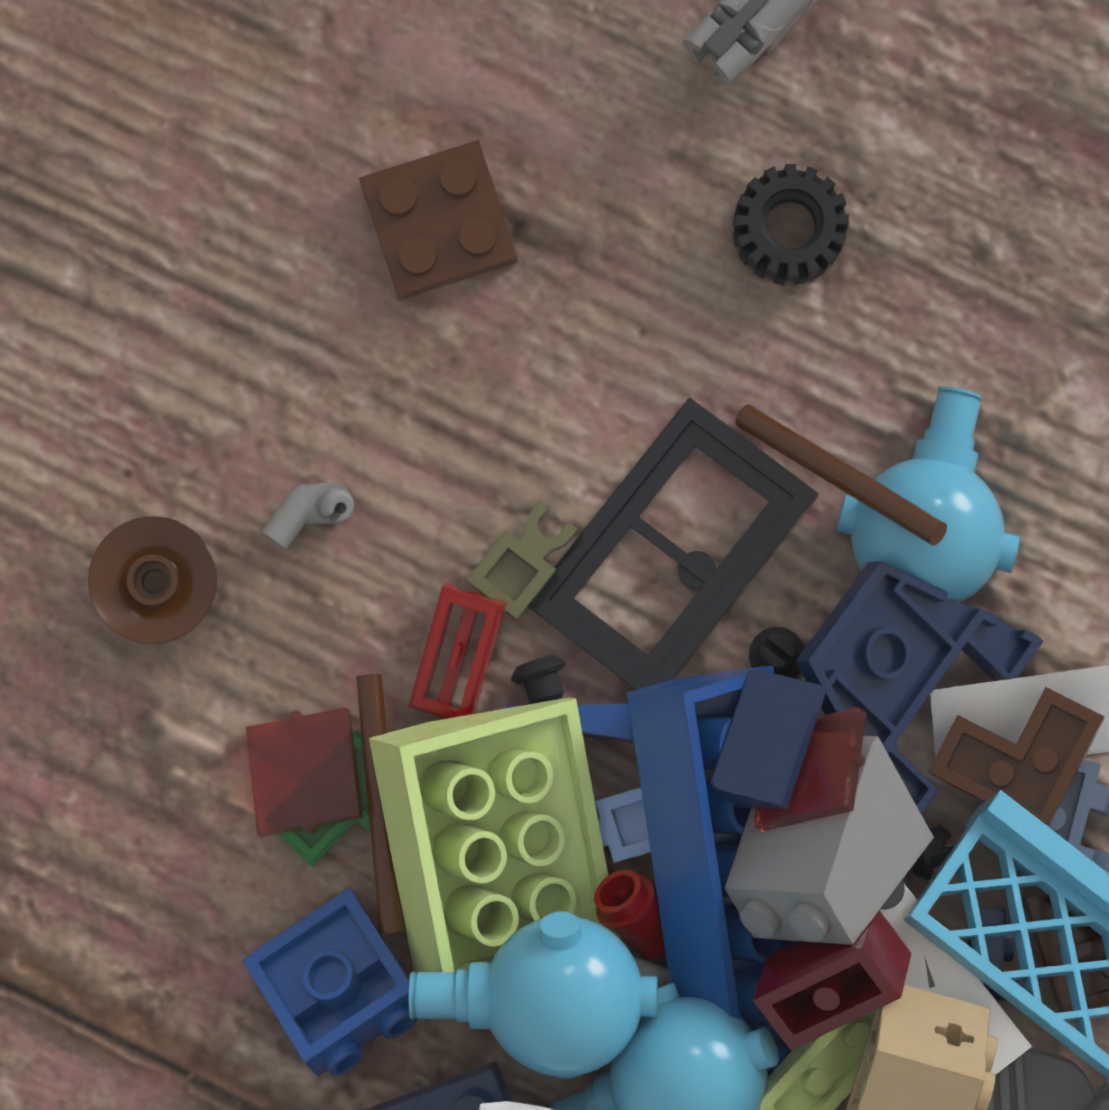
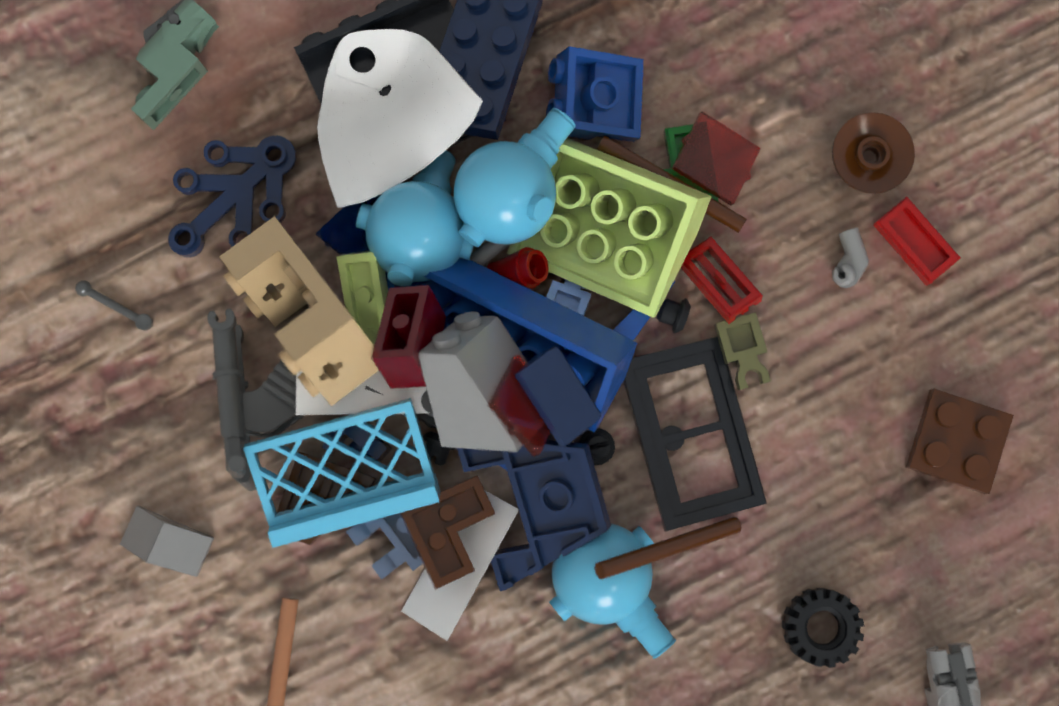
camera: 130 degrees right, 0 degrees up
(222, 447) = (916, 241): none -> red tile

